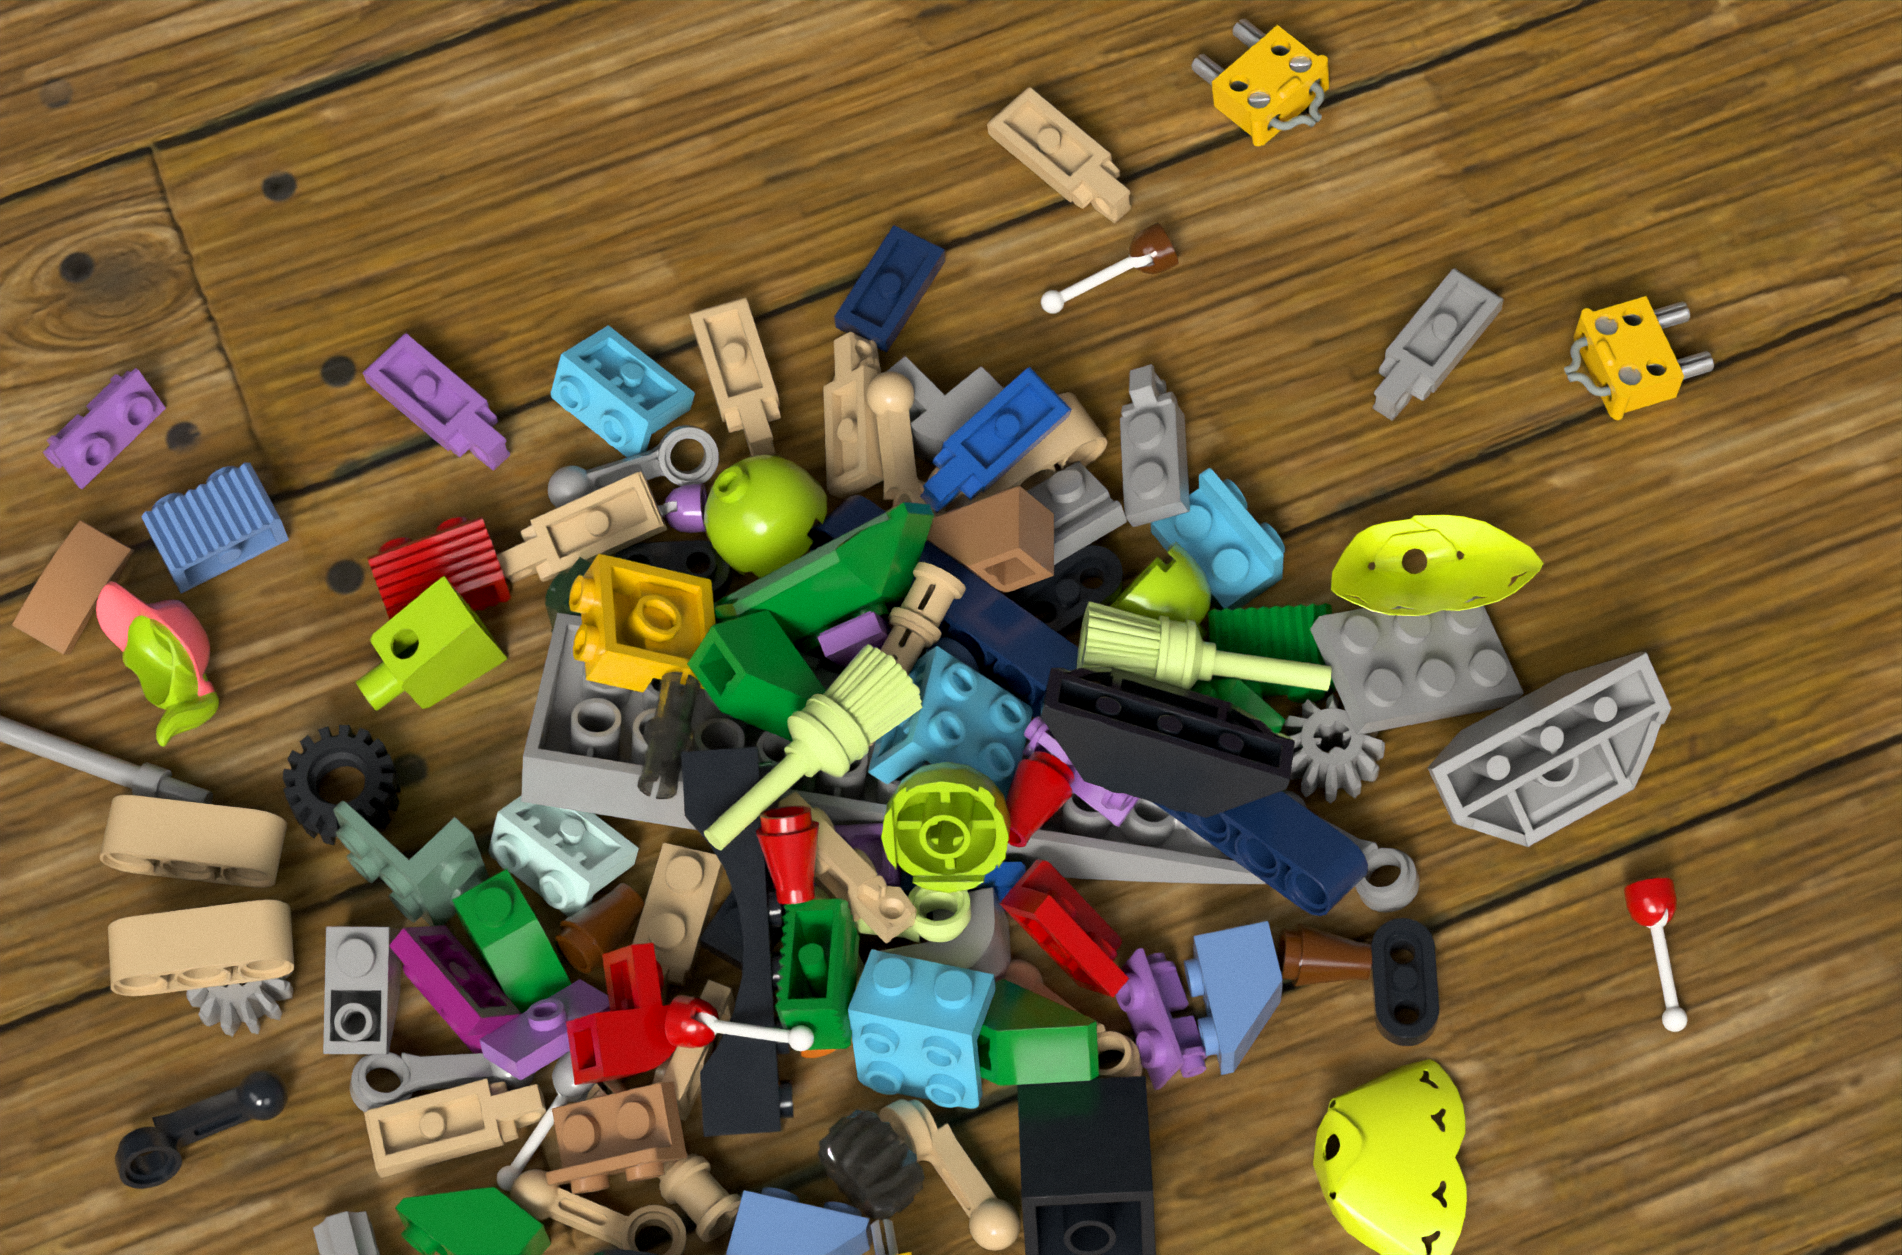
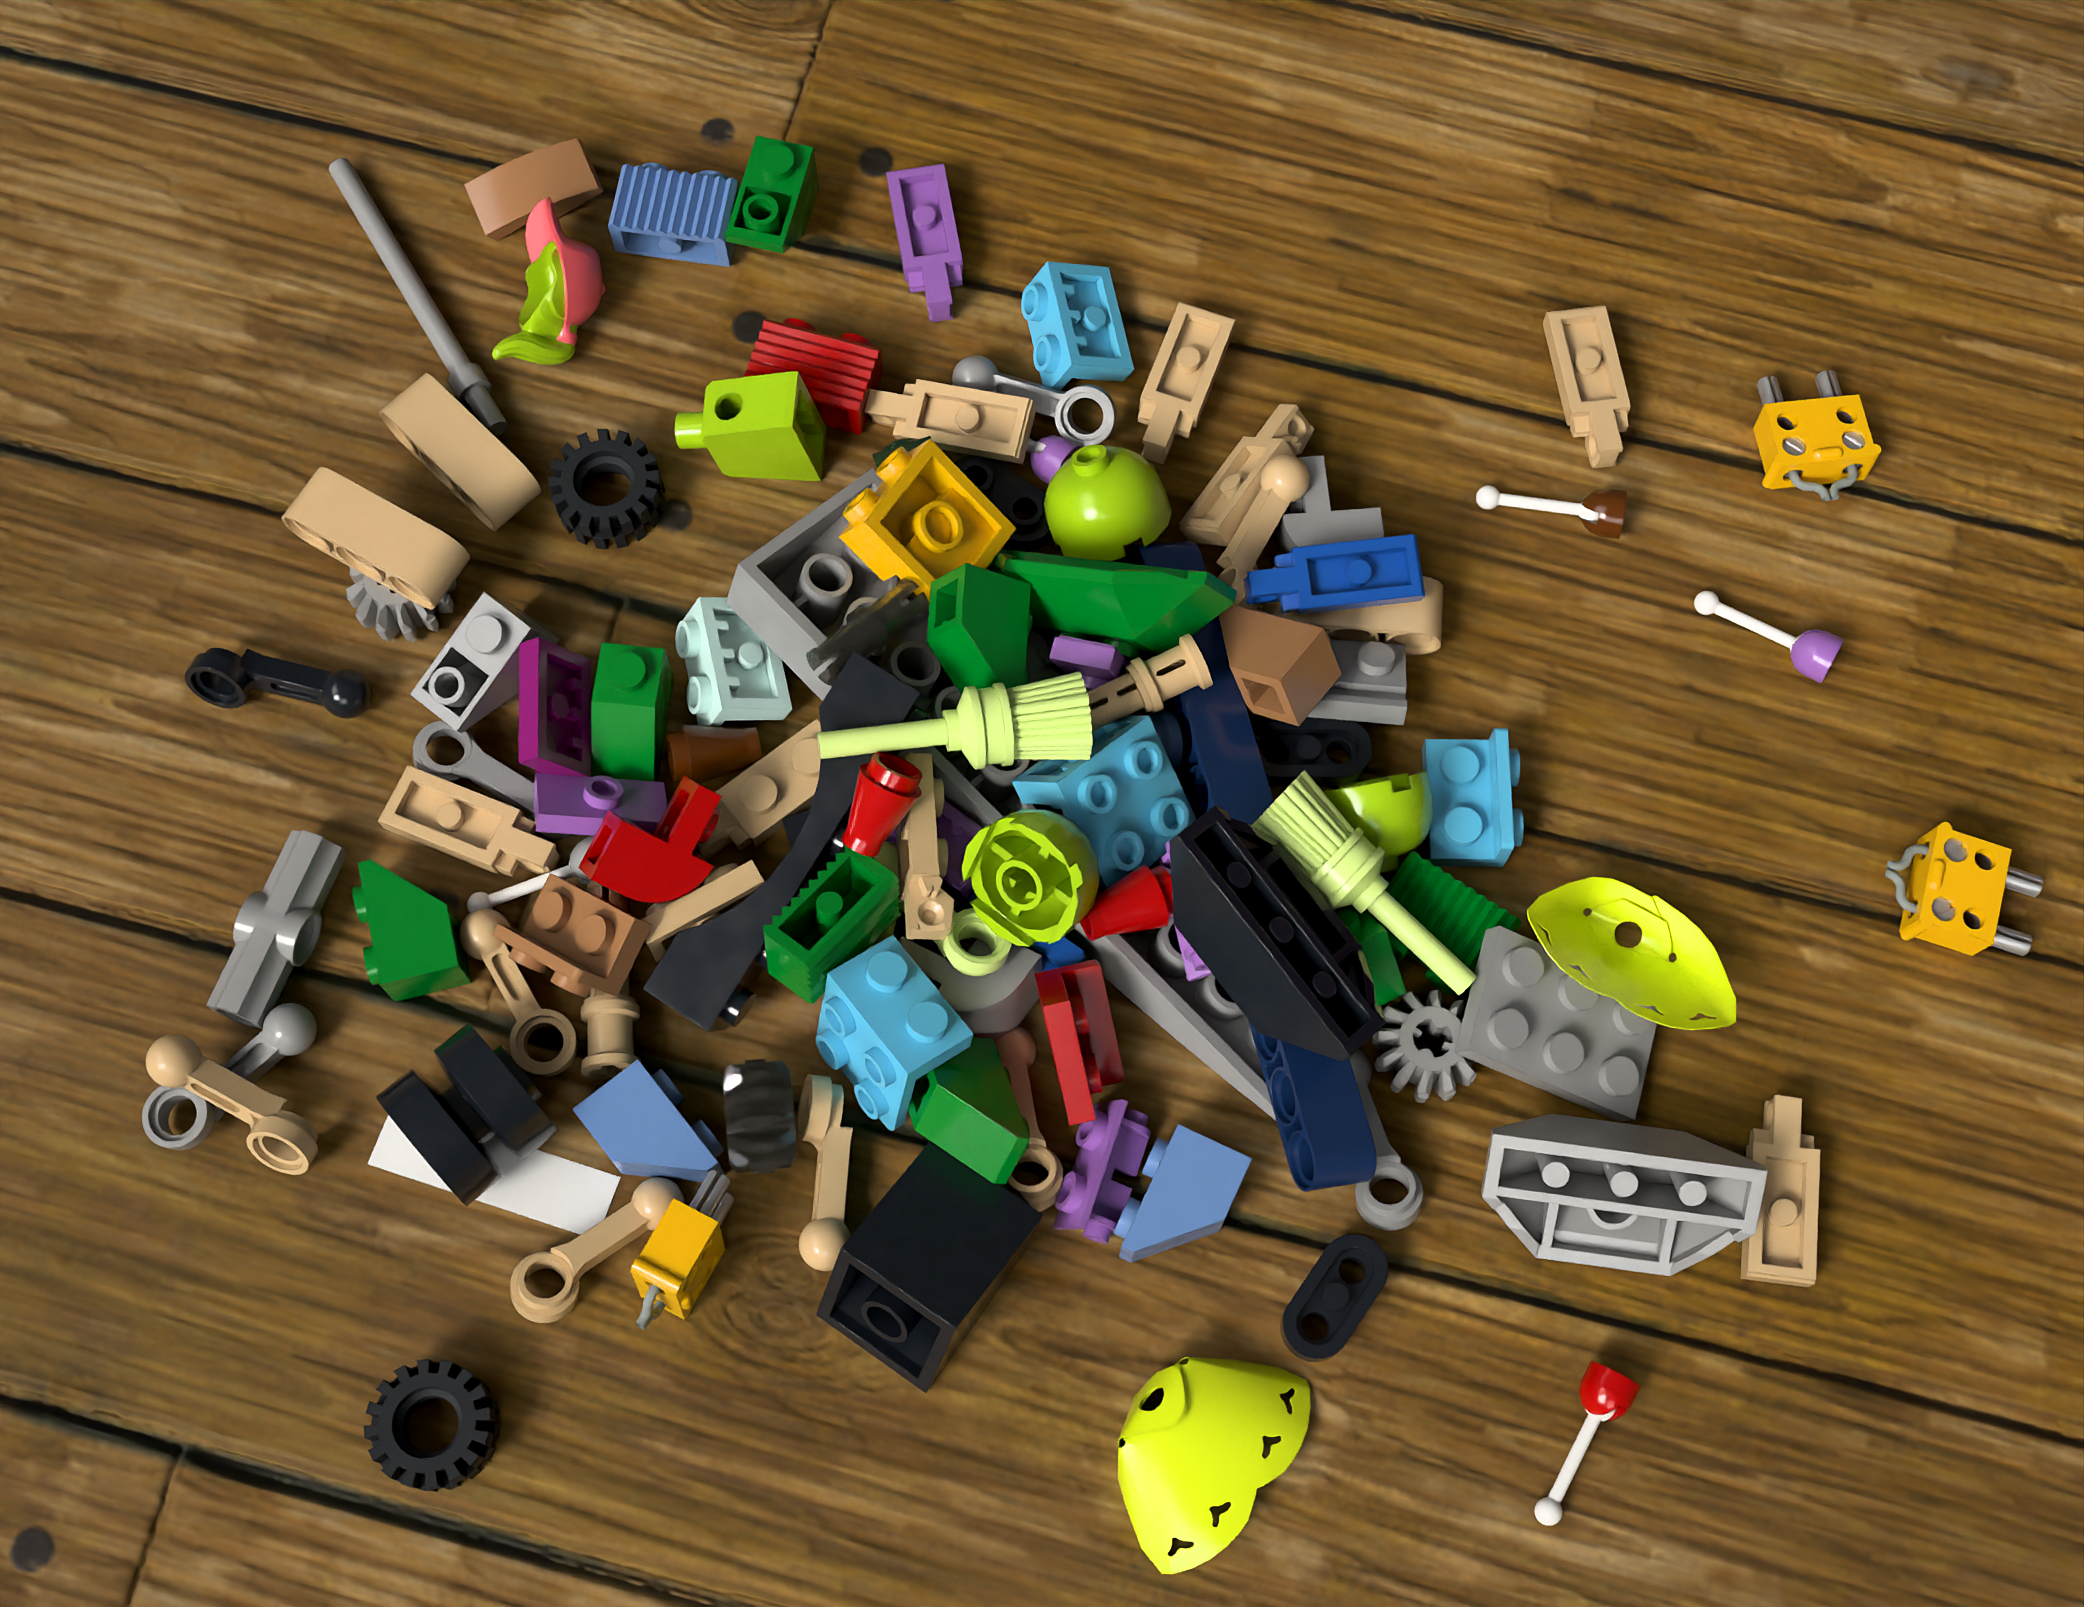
camera: 30 degrees right, 5 degrees up
(111, 425) = (660, 83): medium lavender hinge -> none
(289, 454) = (774, 196): none -> green slope
(427, 881) = (599, 610): sand green bracket -> none
(695, 1022) = (713, 897): hinge -> none
(890, 288) = (1360, 393): dark blue plate -> none
(1153, 451) = (1473, 681): light grey hinge -> none
(1319, 957) = (1278, 1221): reddish brown cone -> none
(1389, 250) = (1810, 652): none -> hinge
(1434, 341) = (1791, 757): light grey hinge -> none
(1696, 698) = (1788, 1216): none -> tan hinge

